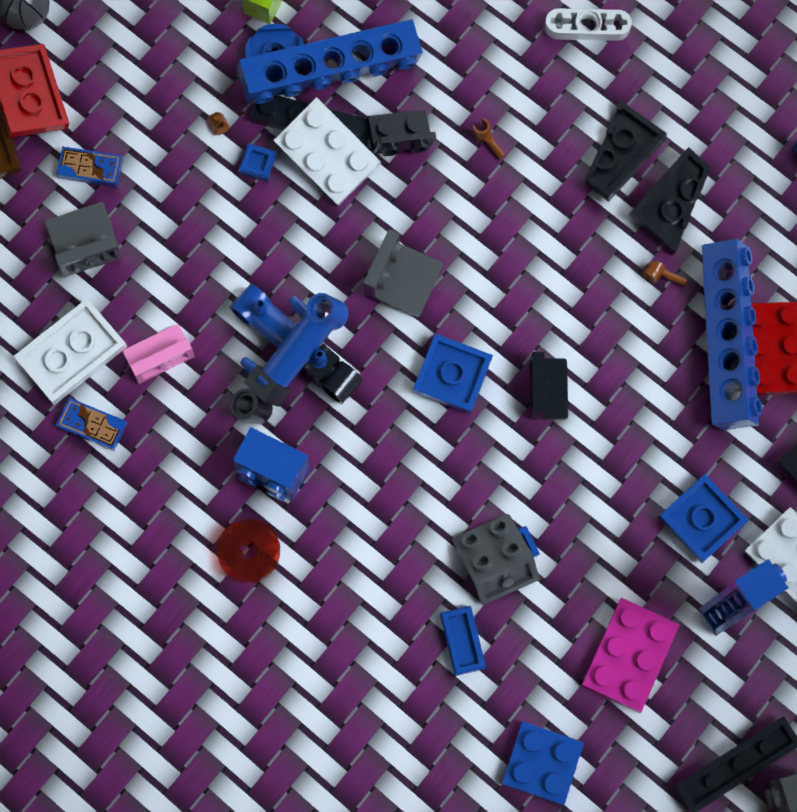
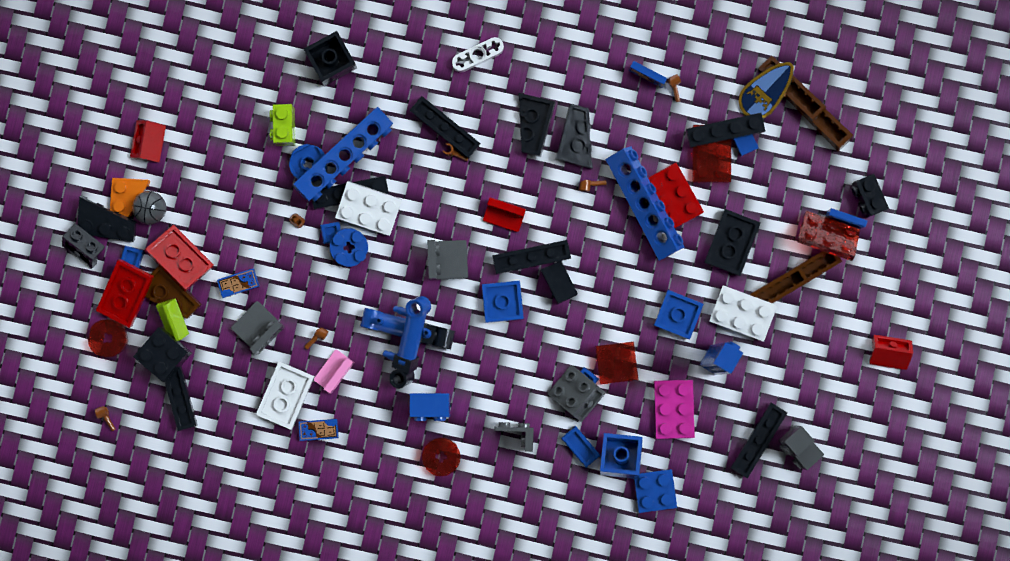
camera: 20 degrees left, 10 degrees up
(166, 290) = (320, 333): none -> dark orange hand
(255, 198) = (342, 256): none -> blue plate
(391, 565) = (526, 440): none -> dark grey bracket
(399, 132) = (403, 175): black bracket -> none
(492, 96) = (445, 127): none -> black plate
(517, 254) = (504, 214): none -> red panel
(517, 681) = (621, 456): none -> blue brick
(526, 332) = (531, 257): none -> black plate
(577, 543) = (616, 363): none -> clear red plate

